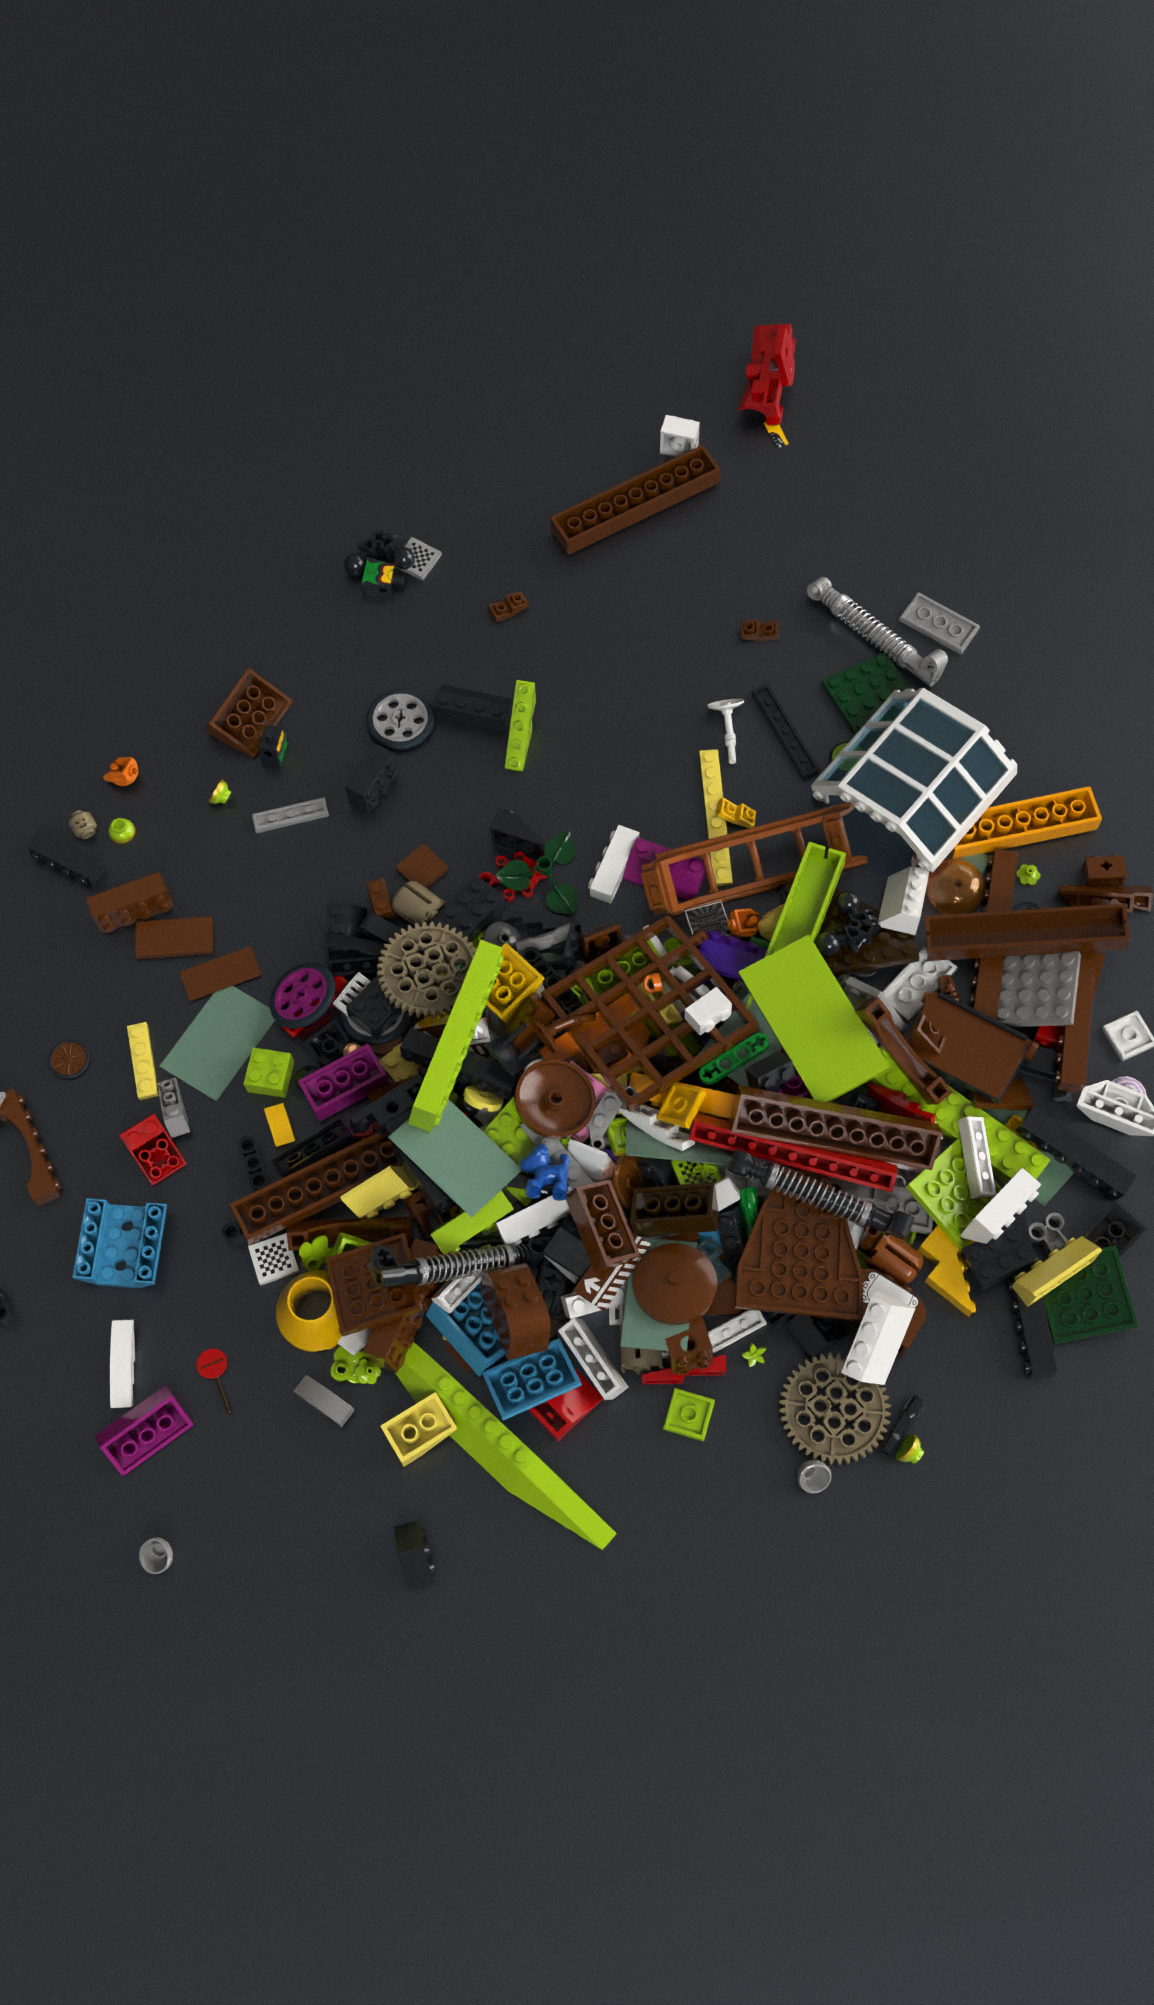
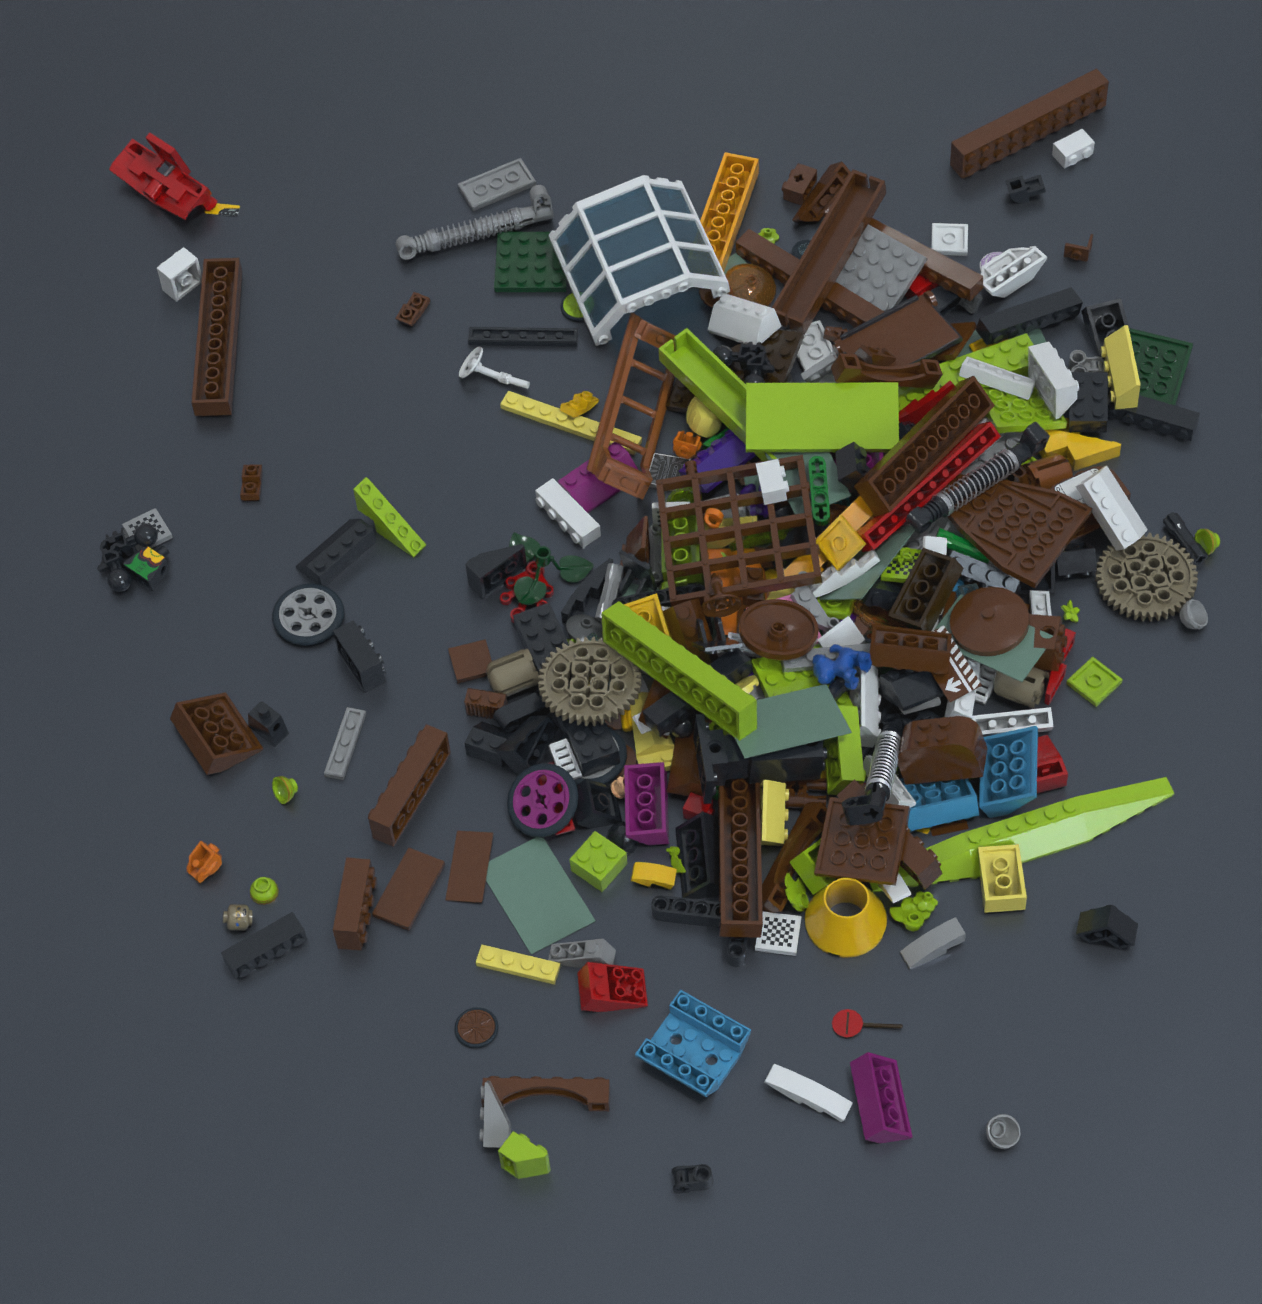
camera: 60 degrees left, 10 degrees down
(264, 884) = (409, 785): none -> reddish brown brick
(312, 1130) = (675, 861): none -> lime piece

